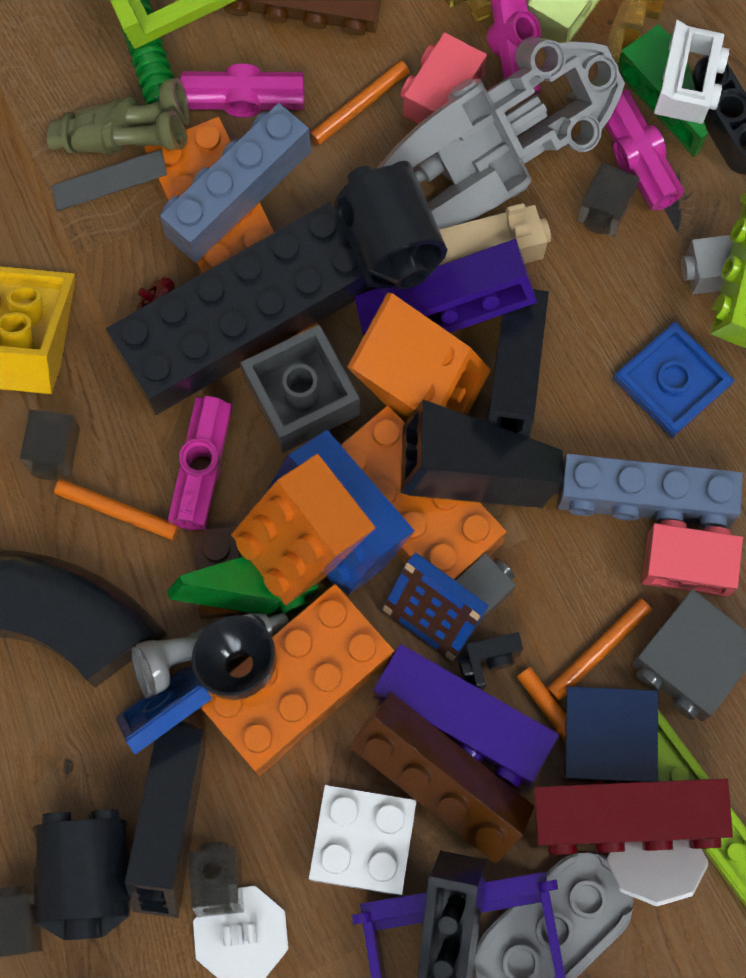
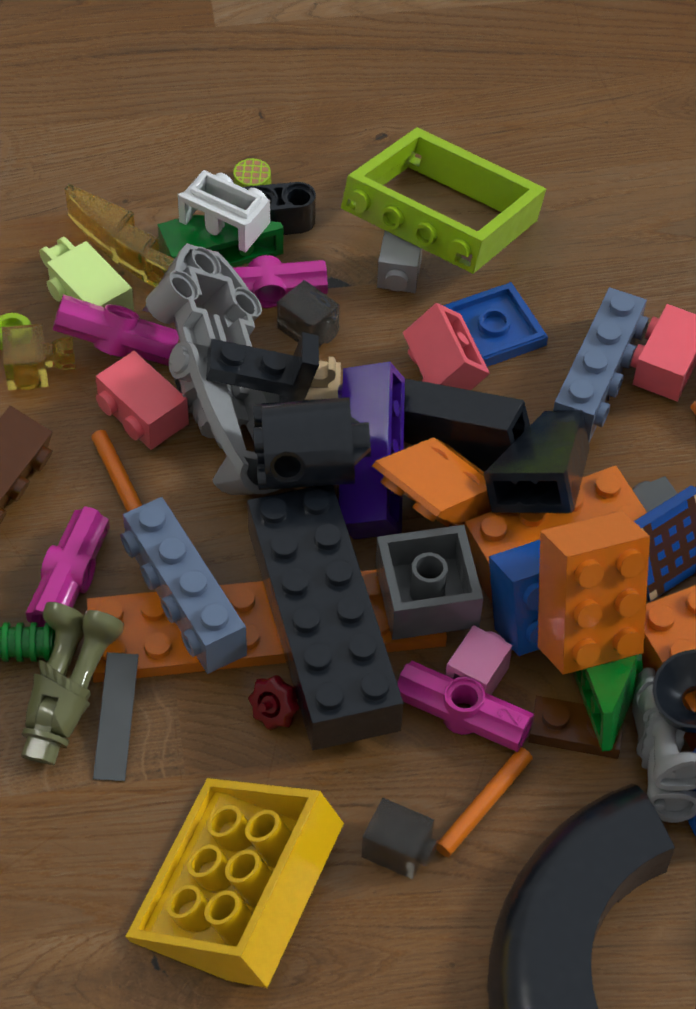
camera: 75 degrees left, 20 degrees down
(248, 464) = (481, 657): none -> bright pink brick
(479, 164) = (265, 369): none -> black bracket
(603, 337) = (445, 349): none -> coral brick

